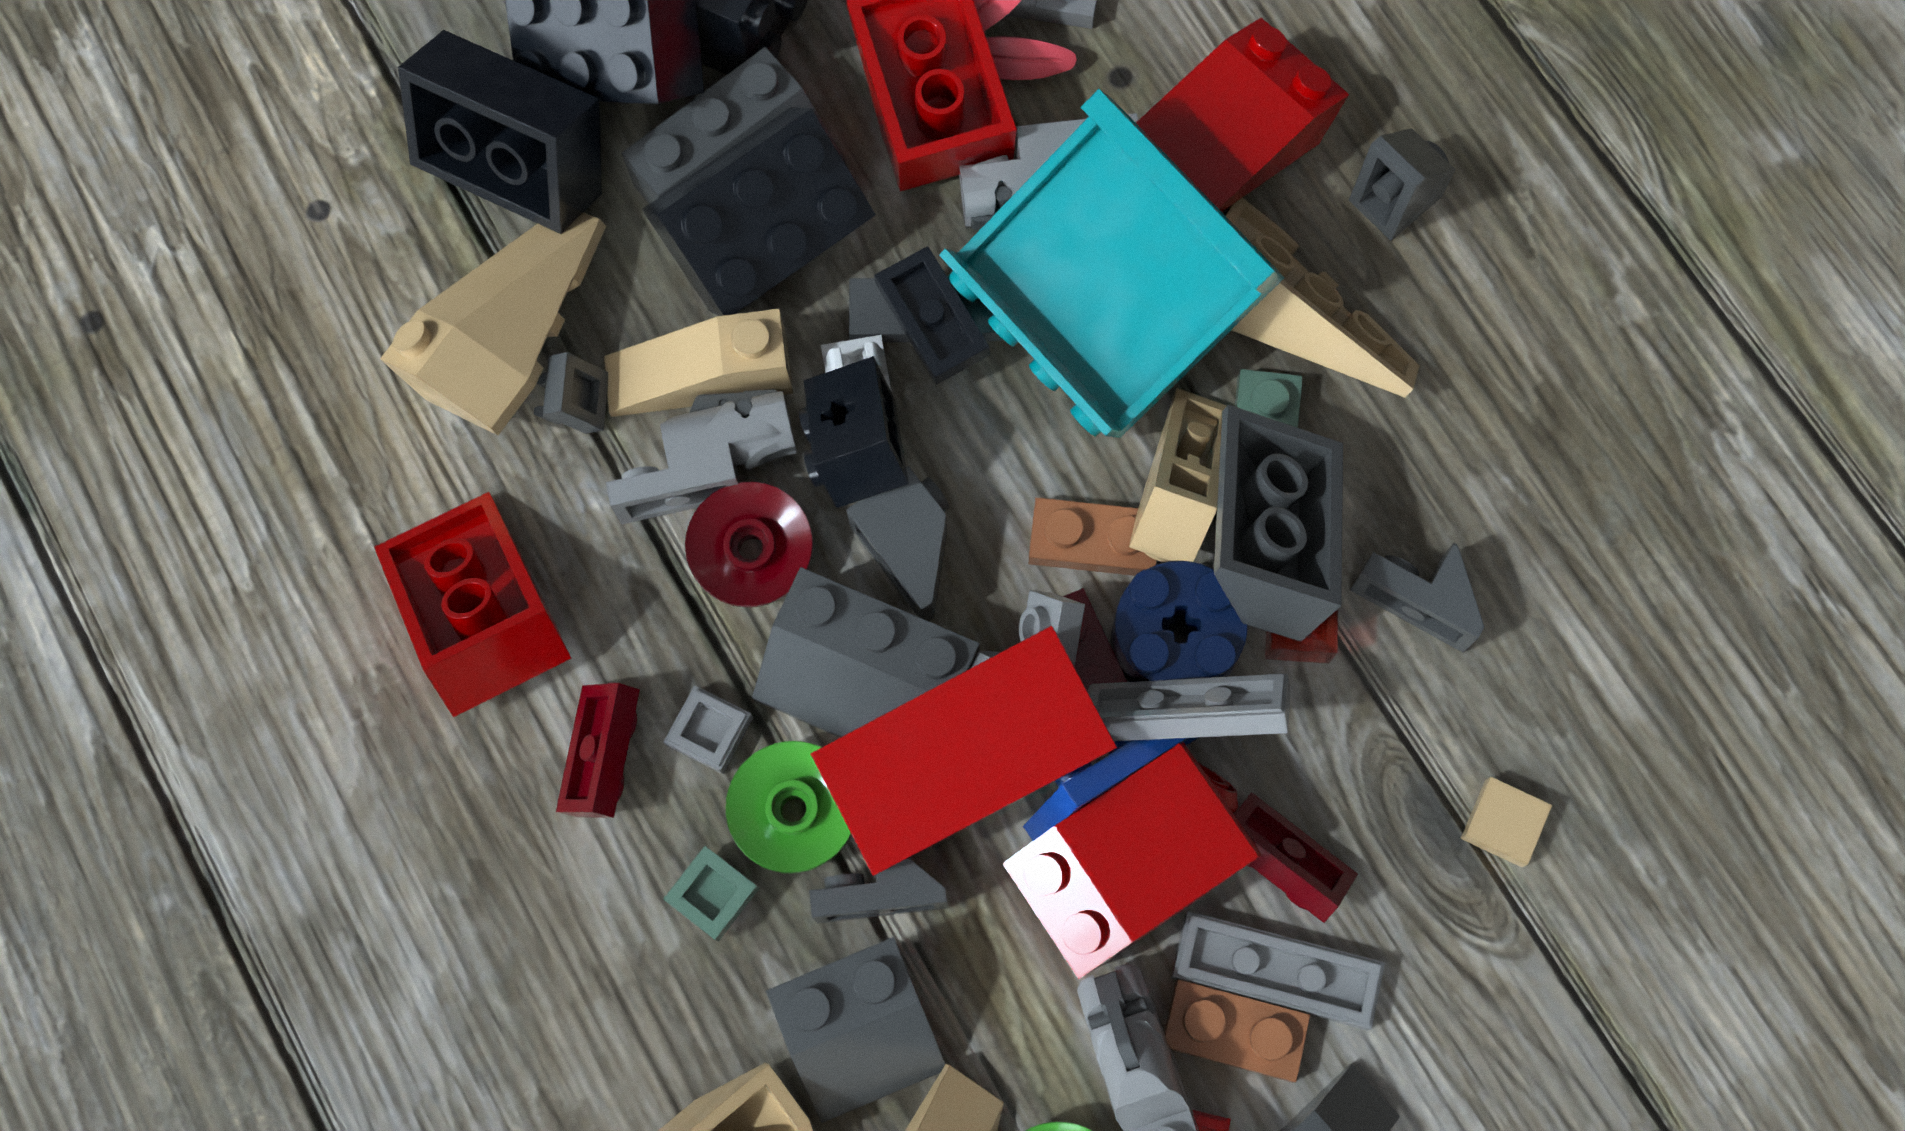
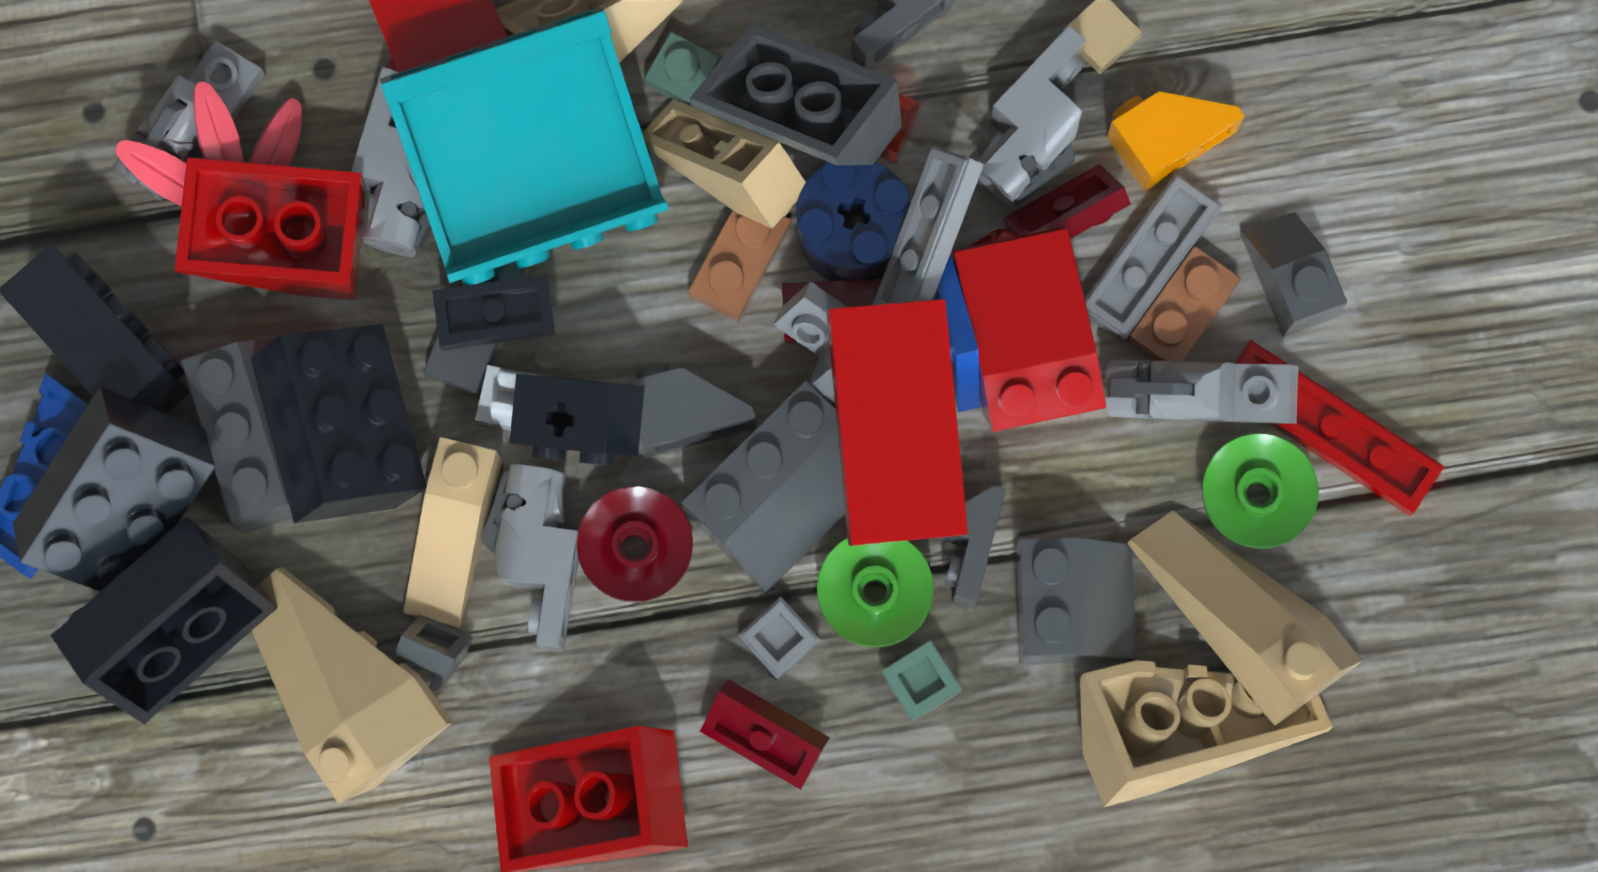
camera: 70 degrees left, 5 degrees up
(1372, 786) = (1035, 125): none -> light grey plate
(1426, 937) = (1168, 133): none -> light orange slope

